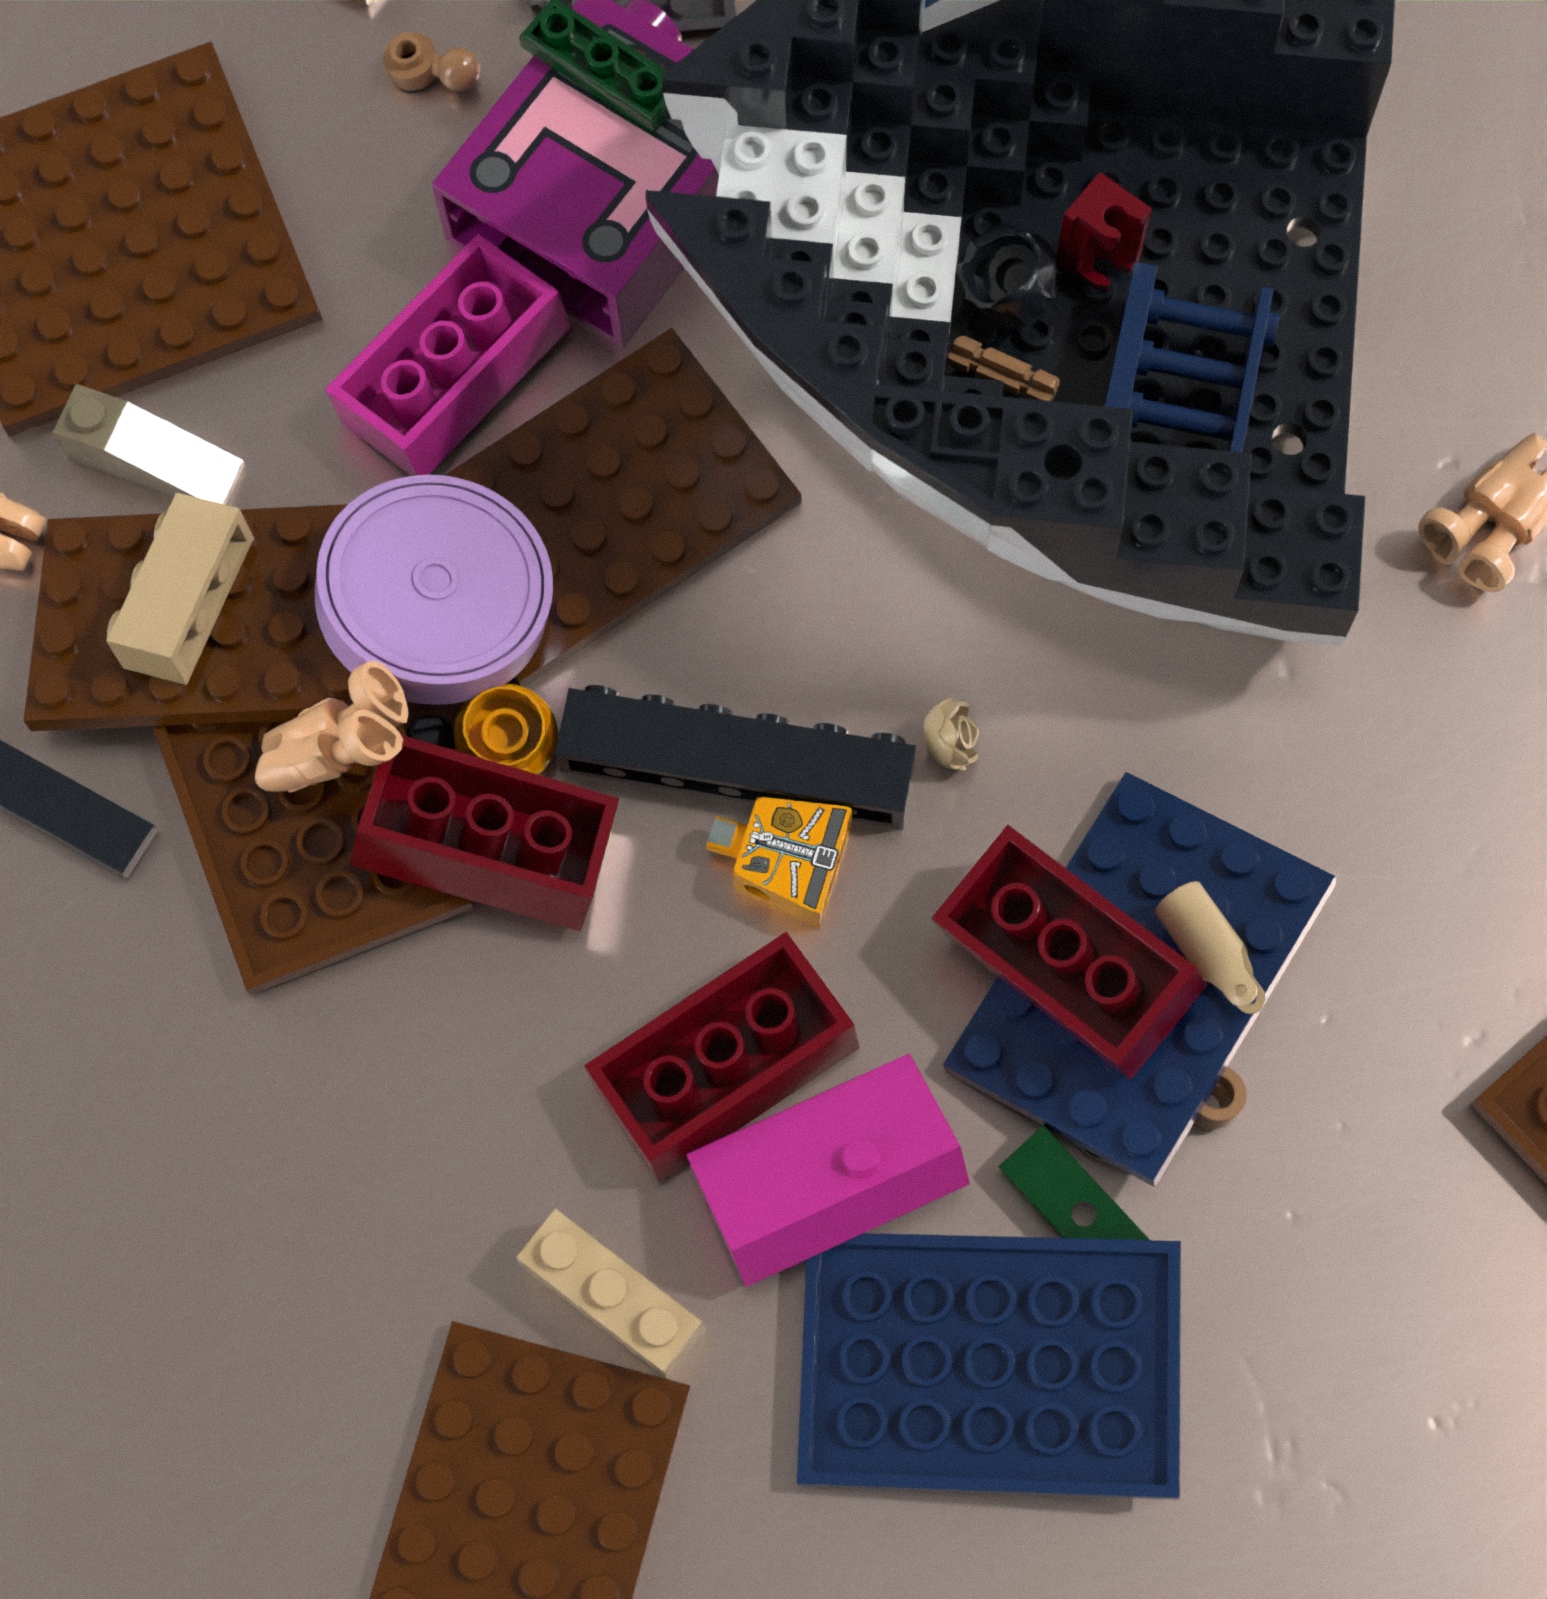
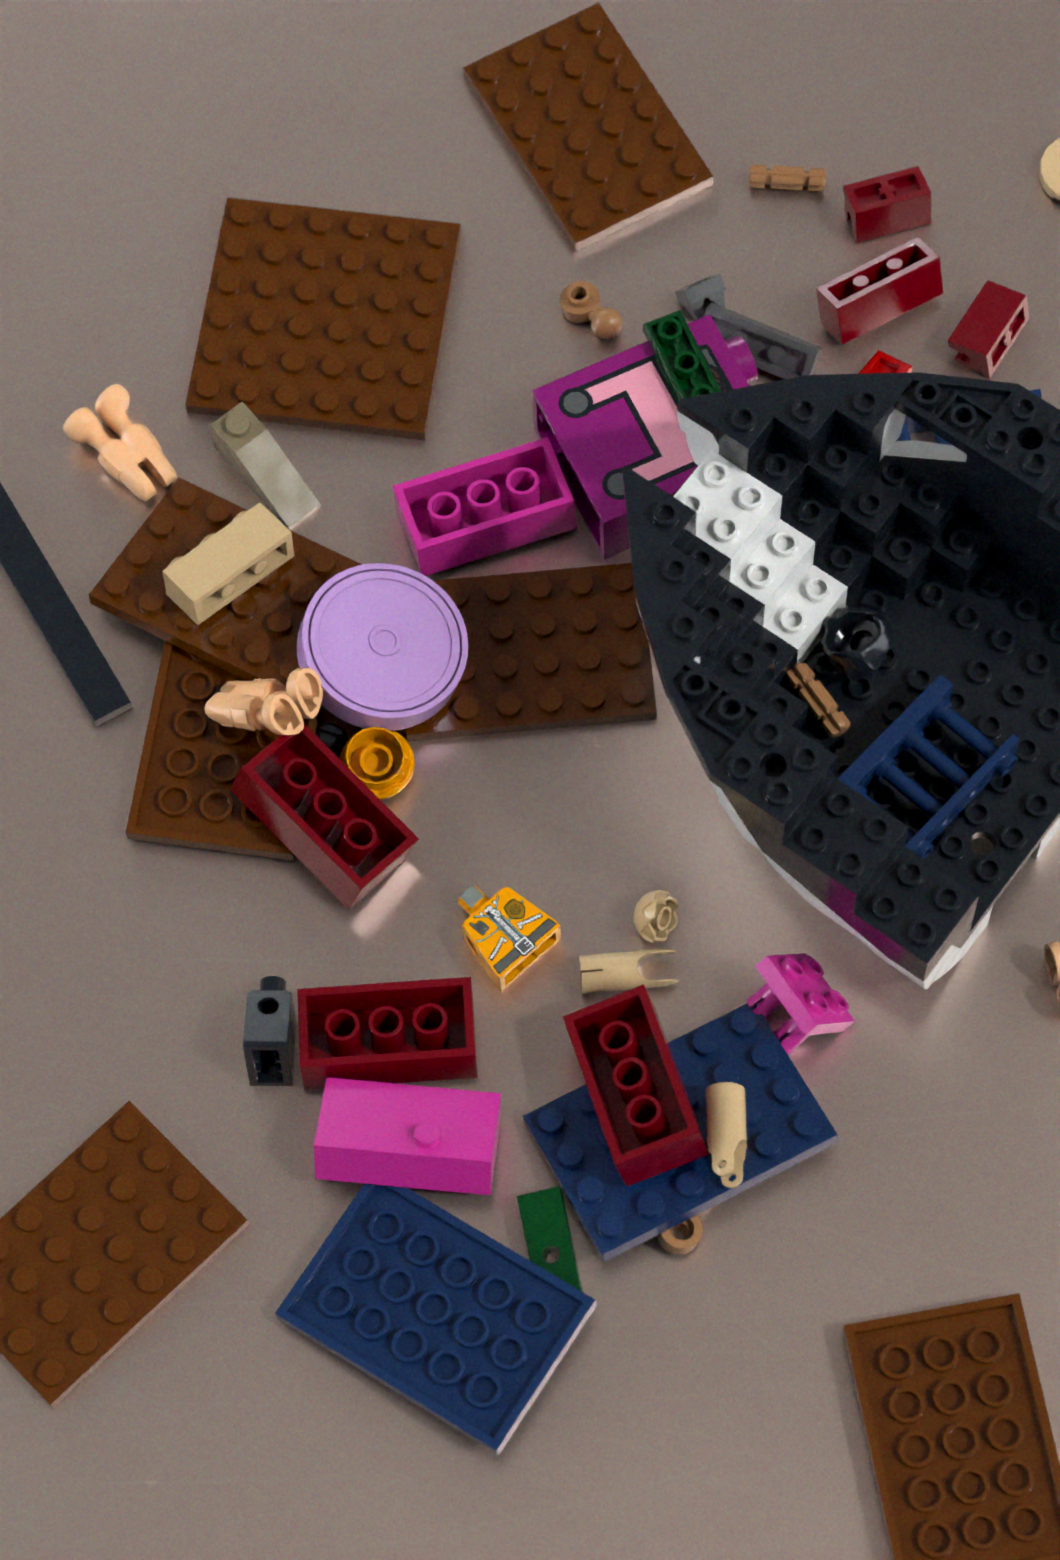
camera: 30 degrees right, 5 degrees down
(579, 1137) = (270, 1034): none -> black torso
(611, 1294) = (233, 1138): tan brick -> none
(733, 755) = (510, 854): black brick -> none
(946, 826) = (618, 971): none -> tan piece
(1102, 225) = (932, 639): dark red hinge -> none
(1169, 721) = (800, 987): none -> dark pink plate

